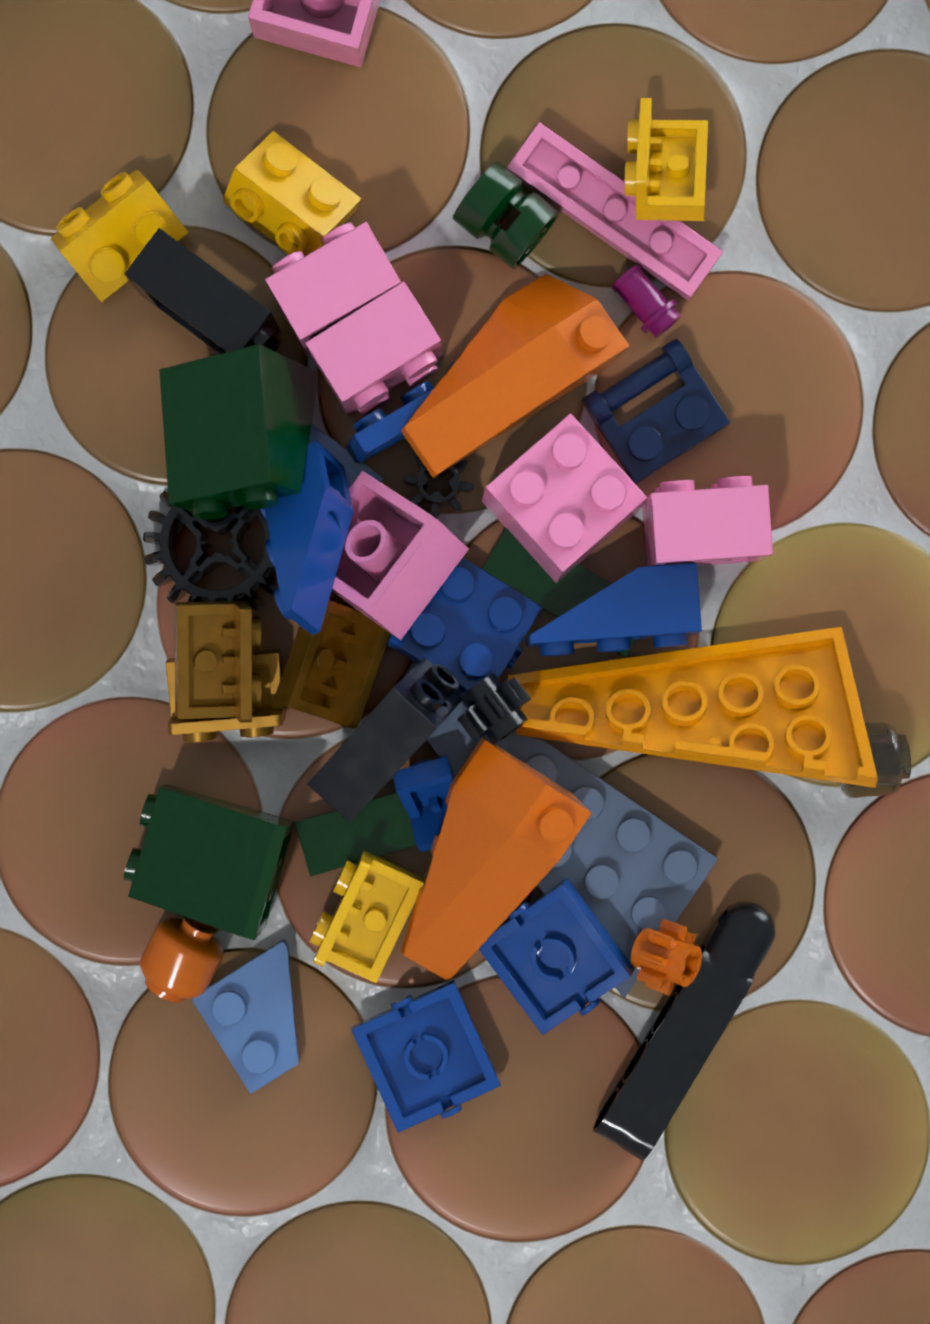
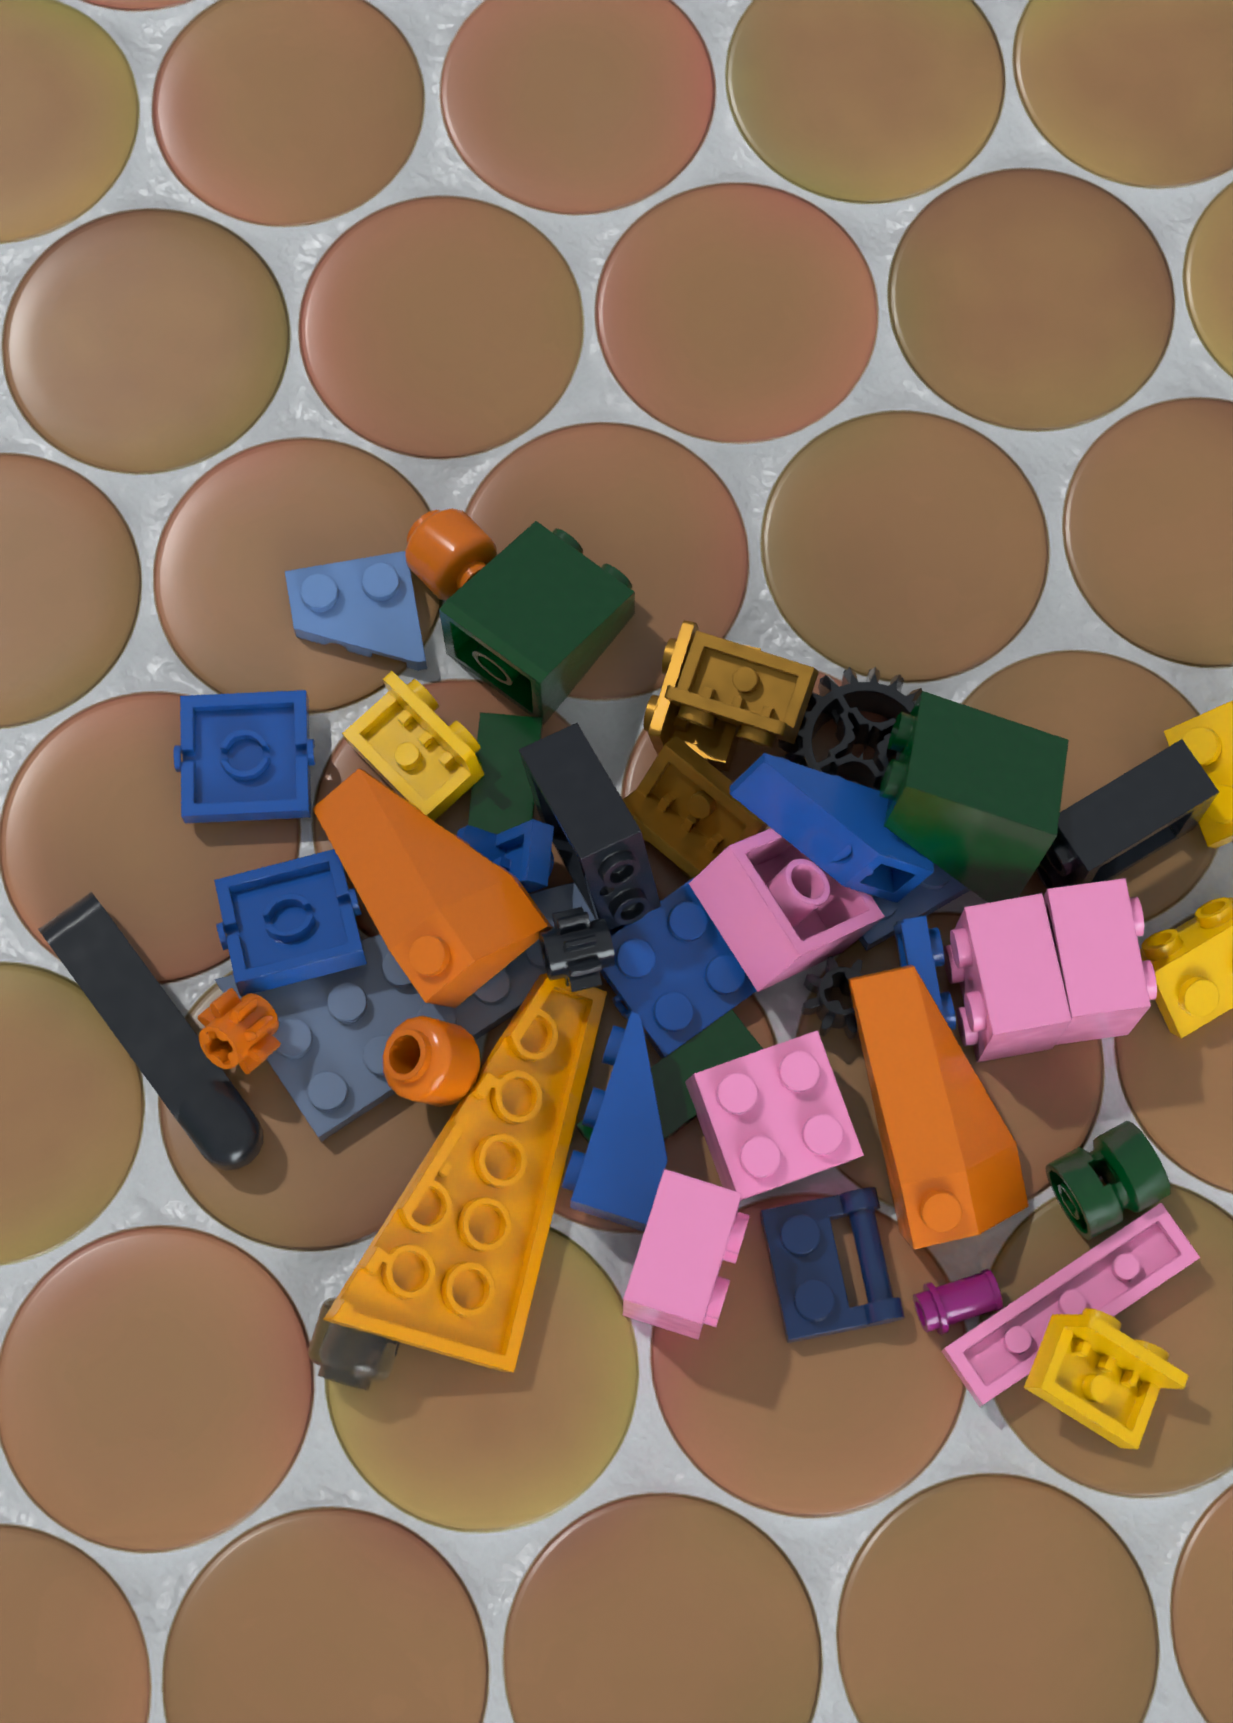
camera: 115 degrees right, 15 degrees down
(630, 790) = (431, 1061): none -> orange head

